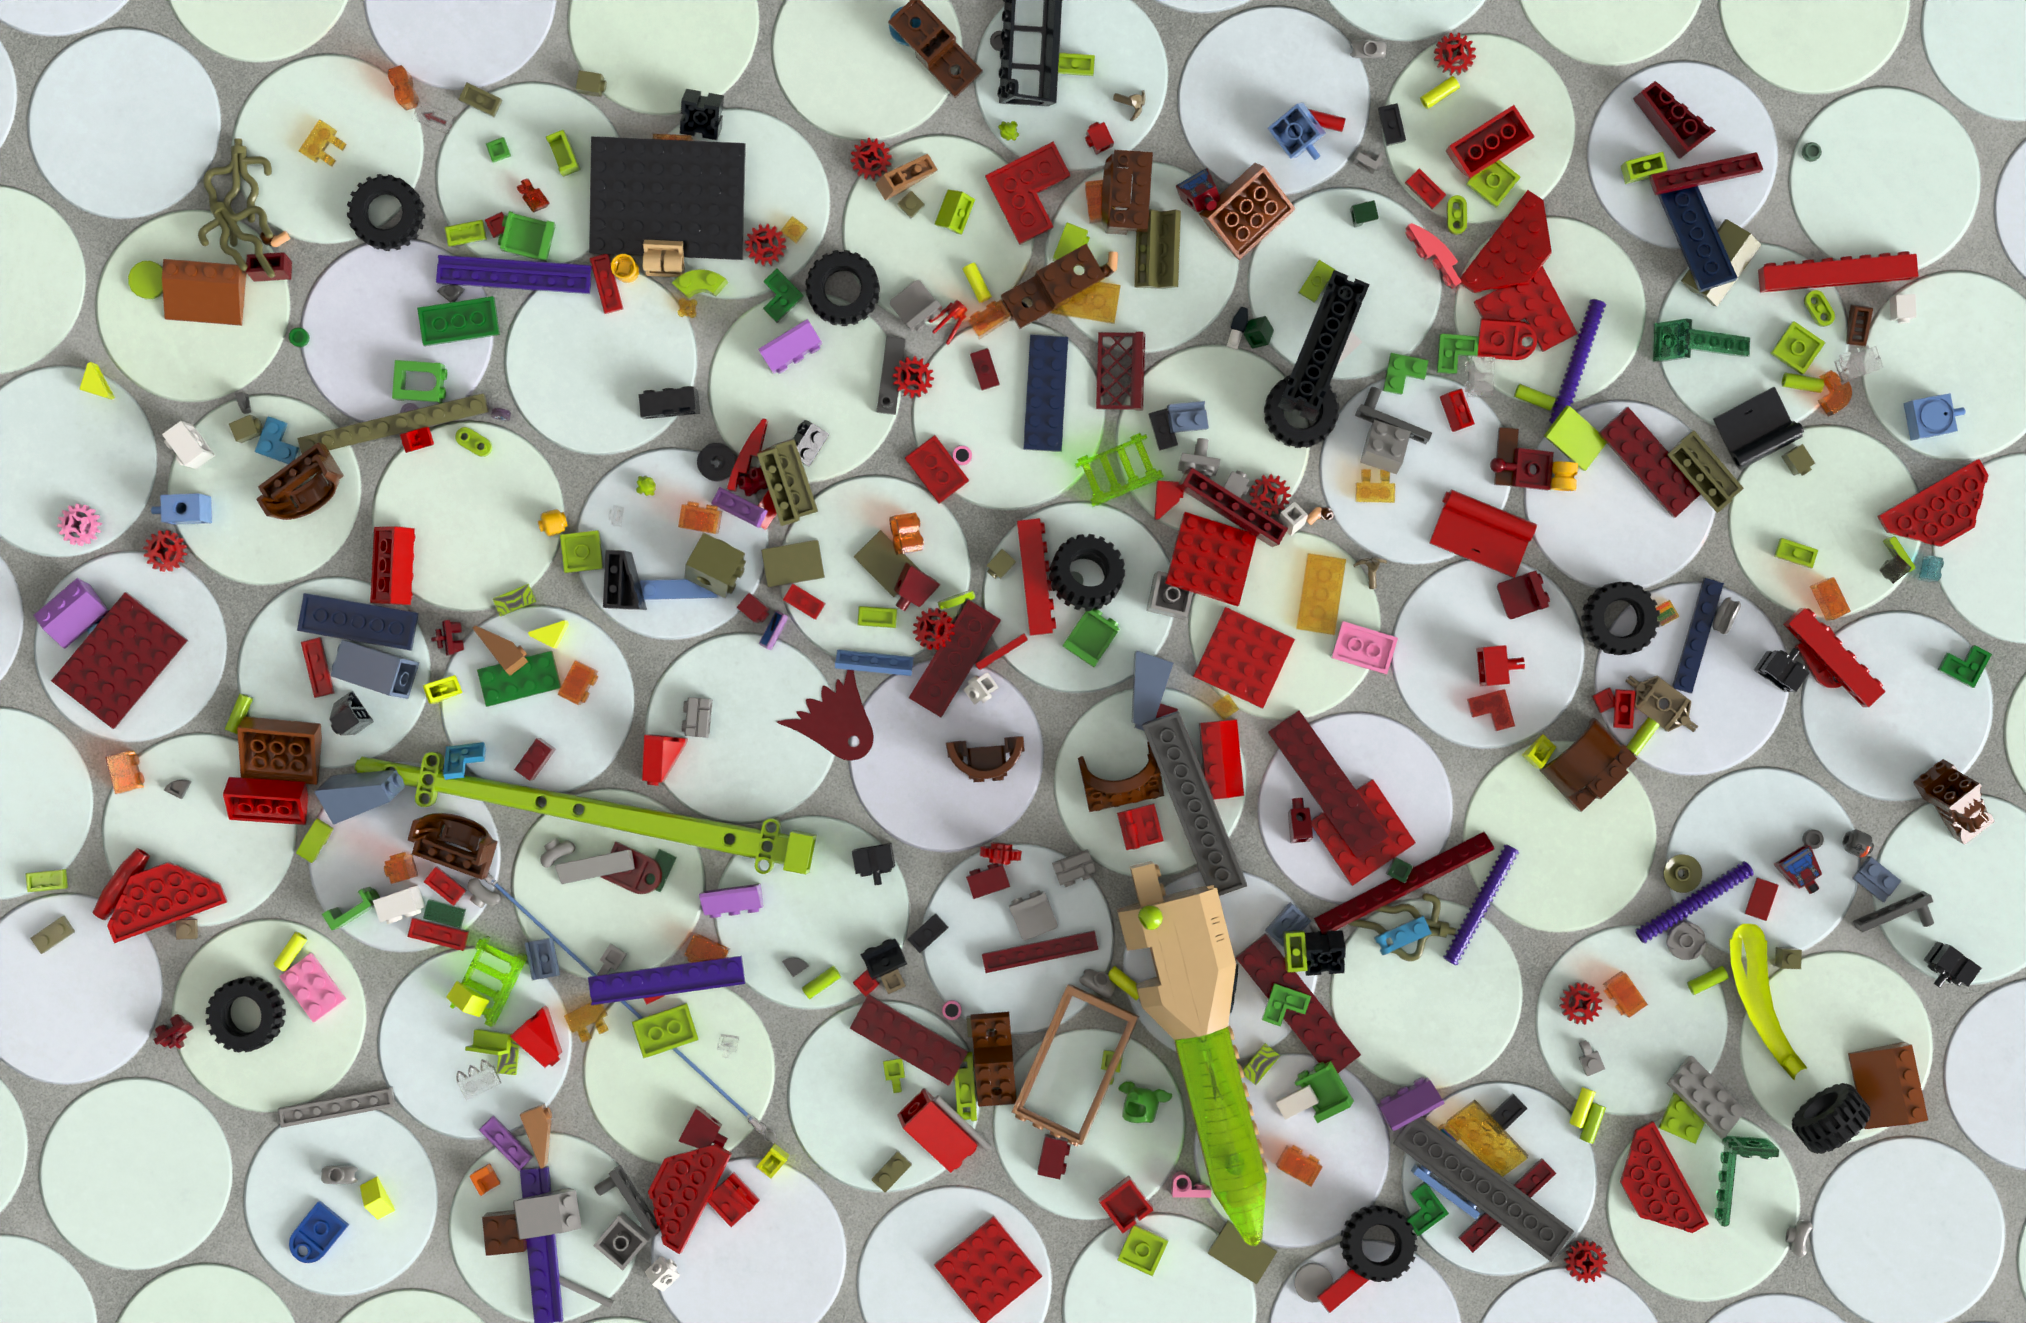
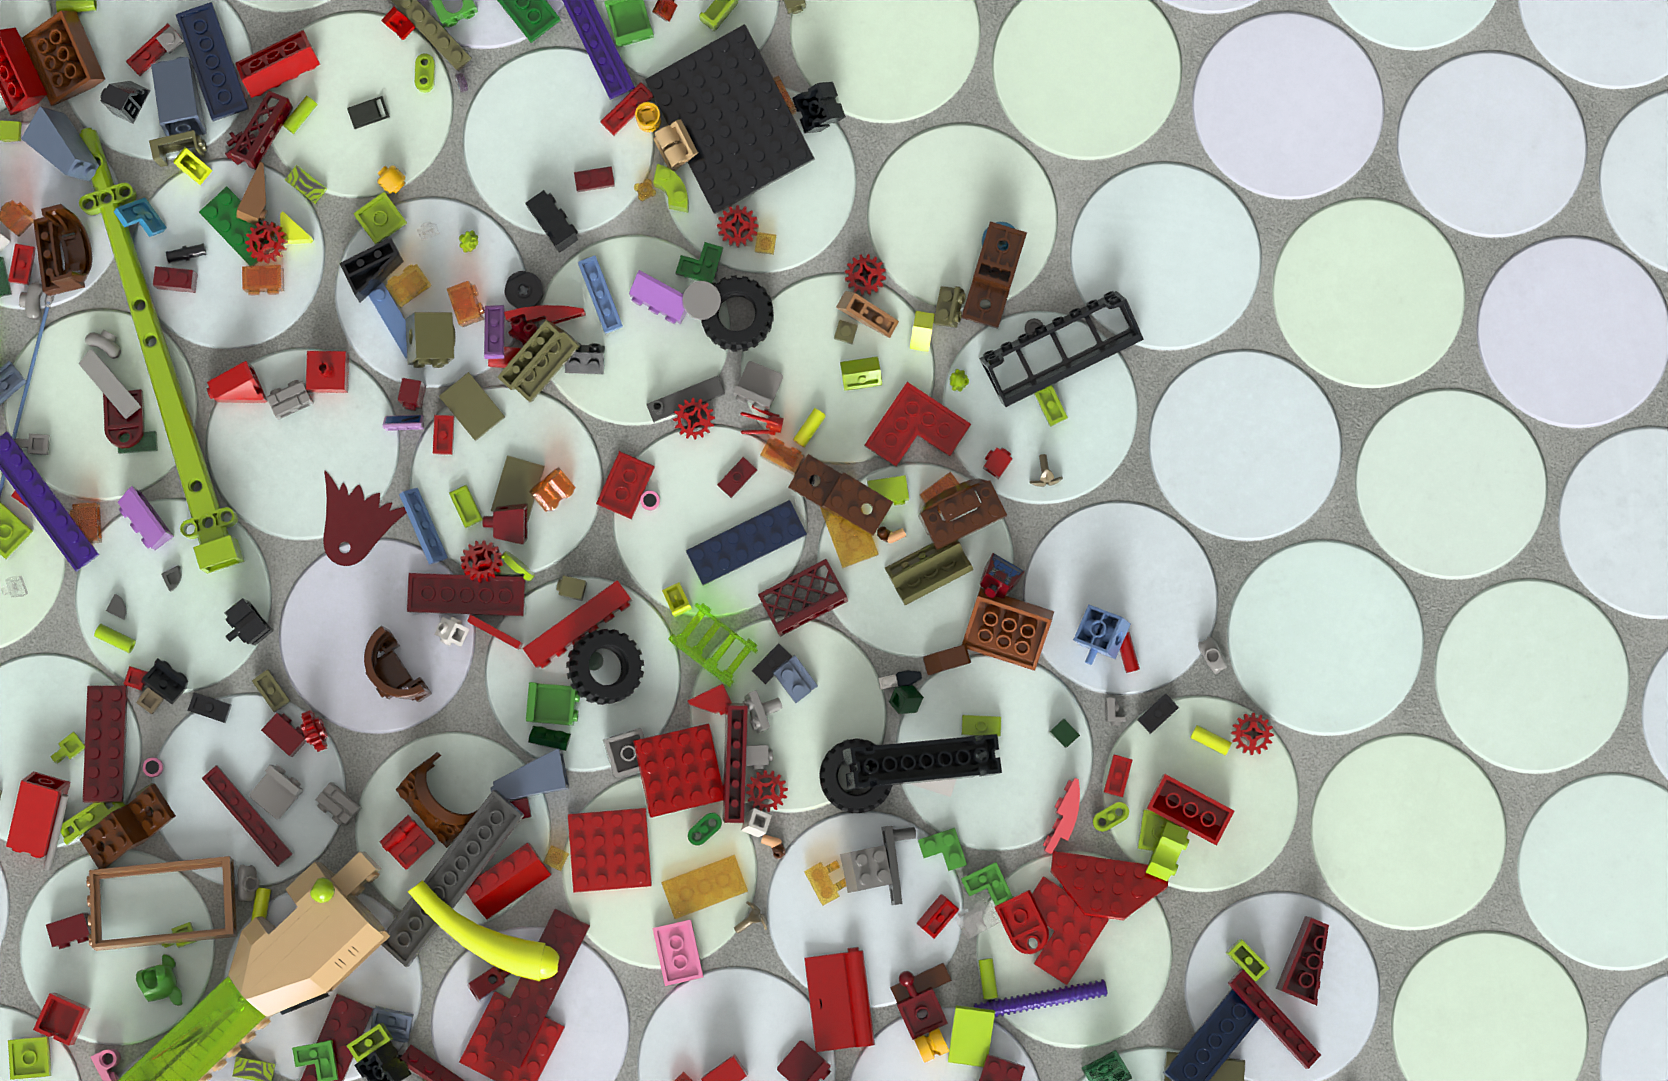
camera: 60 degrees right, 5 degrees down
(317, 648) = (170, 40): none -> light grey plate
(414, 691) = (160, 150): none -> olive panel
(449, 571) = (300, 114): none -> lime piece
(451, 608) = (268, 132): none -> dark red fence
(480, 512) = (366, 113): none -> pearl dark grey piece
(516, 737) = (186, 253): none -> black pin
(542, 655) = (269, 234): none -> red gear
(652, 346) = (594, 179): none -> dark red plate
(655, 559) = (408, 285): none -> clear yellow brick
(692, 671) = (327, 371): none -> red brick
(757, 397) = (600, 294): none -> medium blue plate
(796, 904) = (172, 577): none -> dark grey tile
(816, 309) = (701, 300): none -> light grey tile
(939, 102) = (949, 305): none -> olive bracket
(943, 872) = (271, 690): none -> olive plate
(947, 138) = (922, 331): none -> neon yellow slope
(1061, 480) = (676, 599): none -> neon yellow slope
(1119, 655) = (549, 738): none -> dark green plate
(1244, 278) = (946, 659): none -> reddish brown slope
(1272, 566) = (705, 829): none -> green plate
(1284, 792) = (506, 952): none -> neon yellow animal
(1515, 181) = (1167, 850): none -> lime brick

